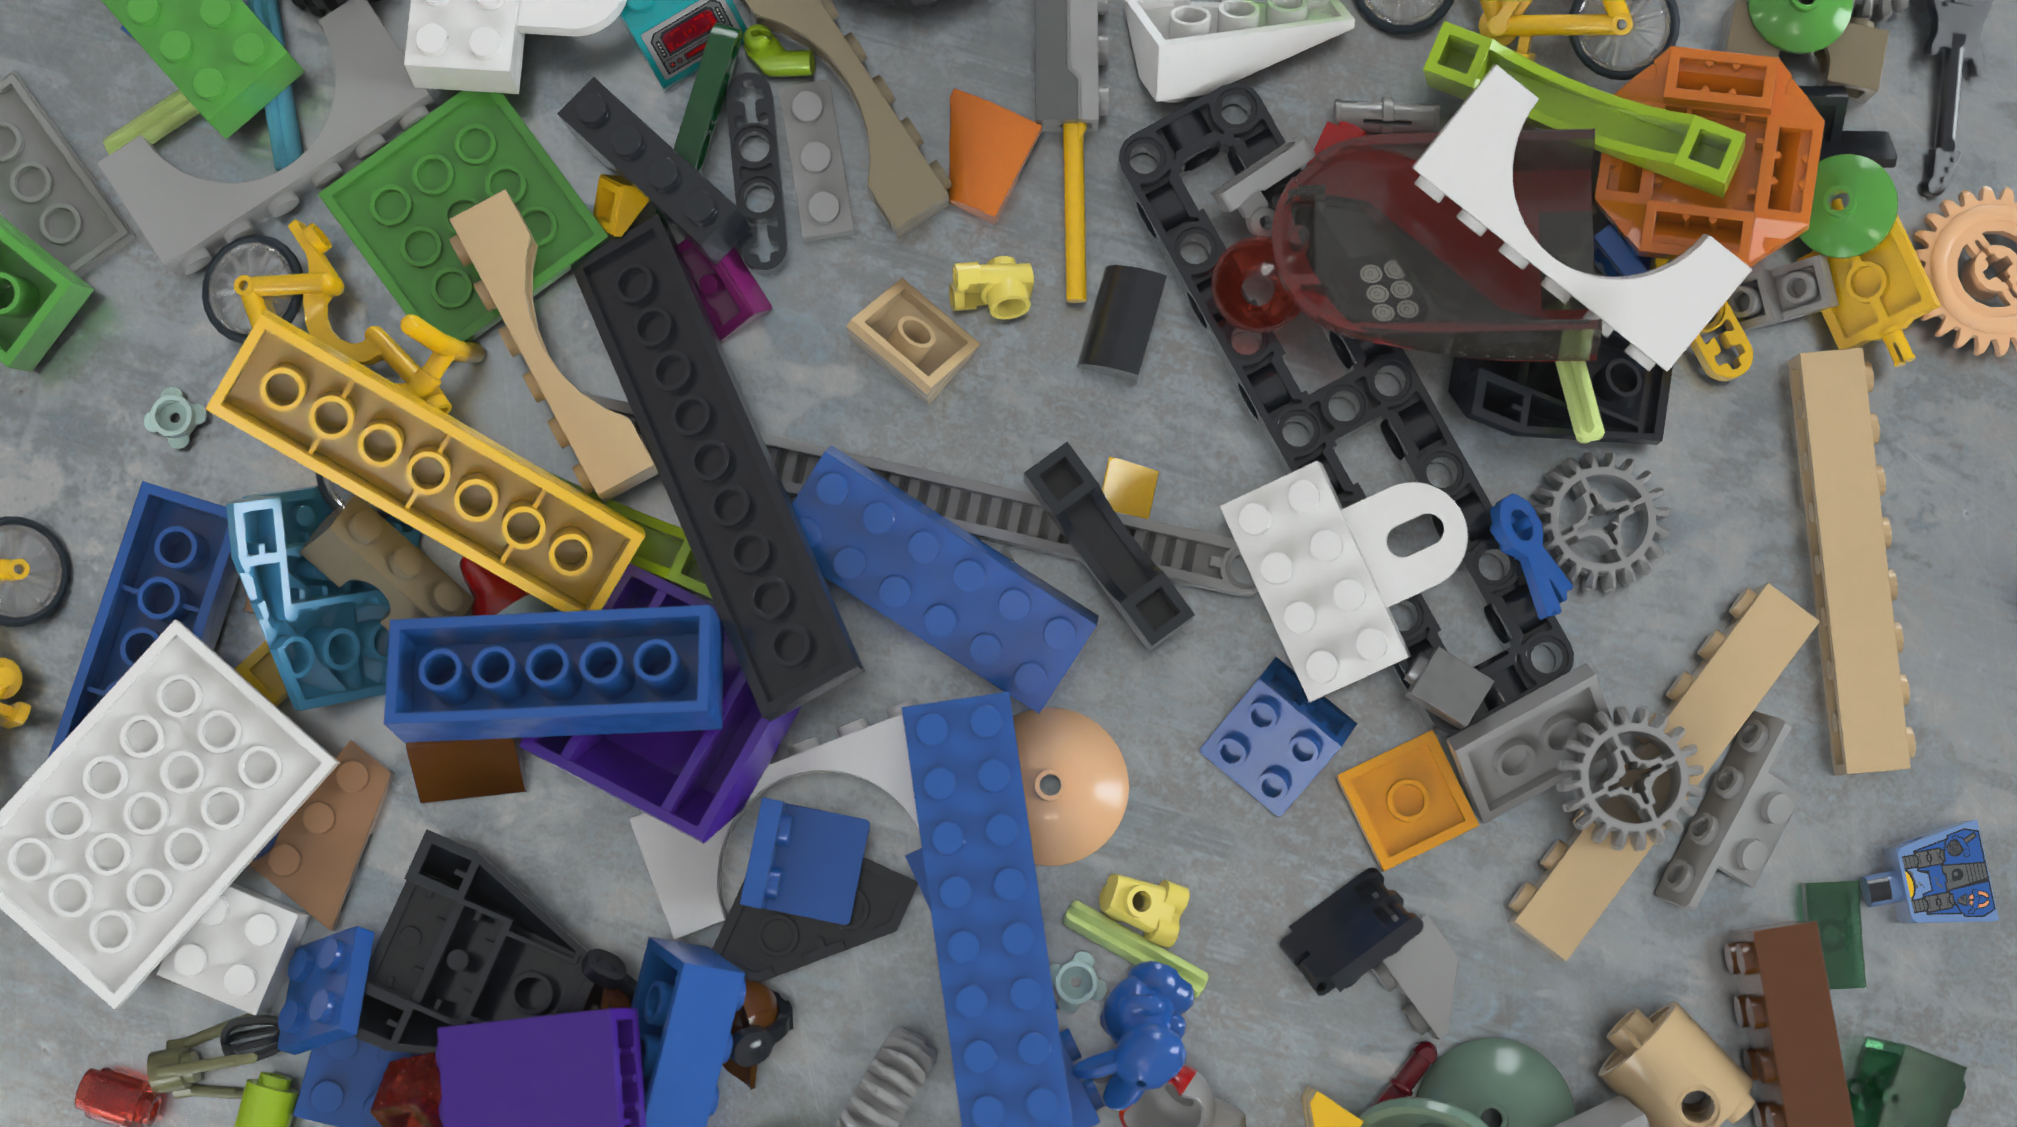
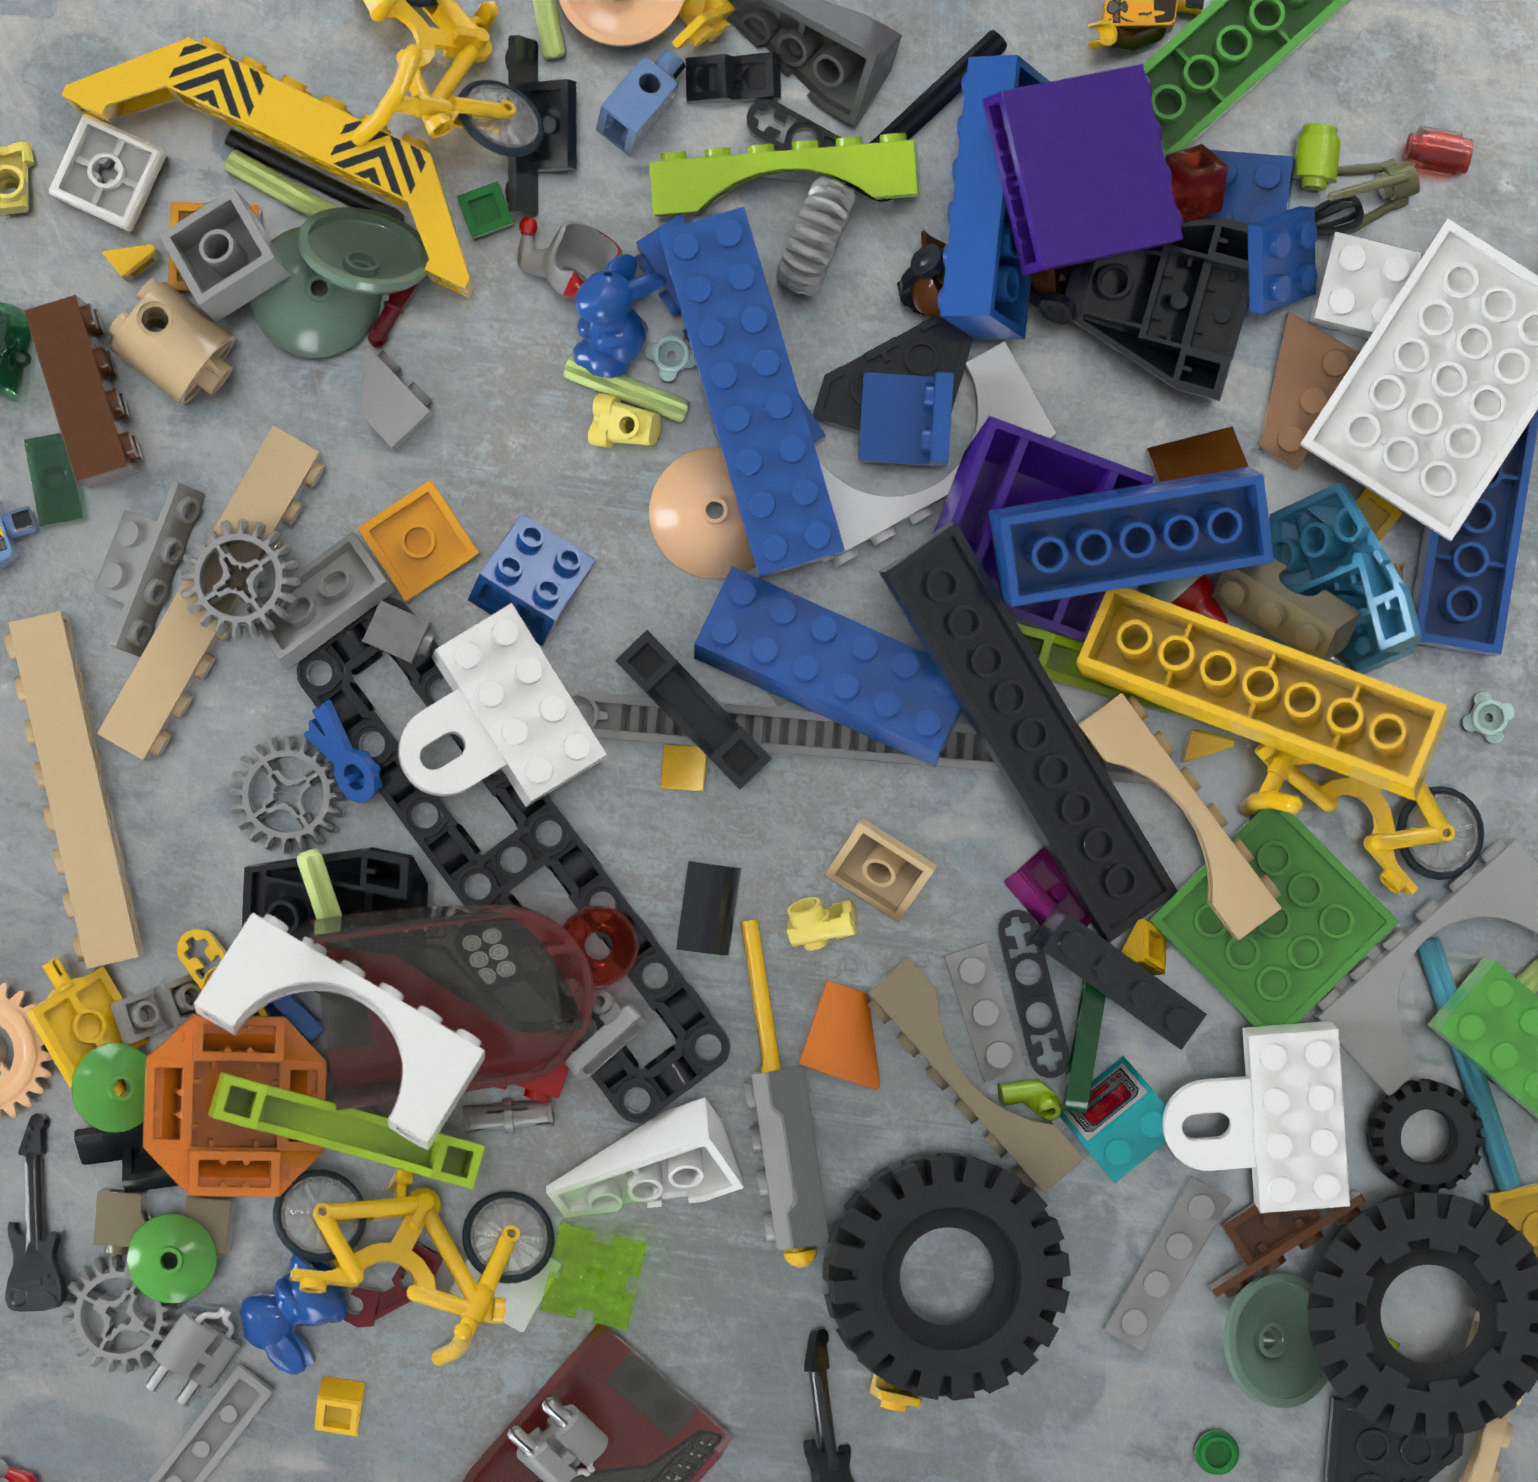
camera: 165 degrees right, 5 degrees up
(513, 430) = (1202, 743): none -> yellow slope
(1350, 933) = (453, 423): black plate -> none

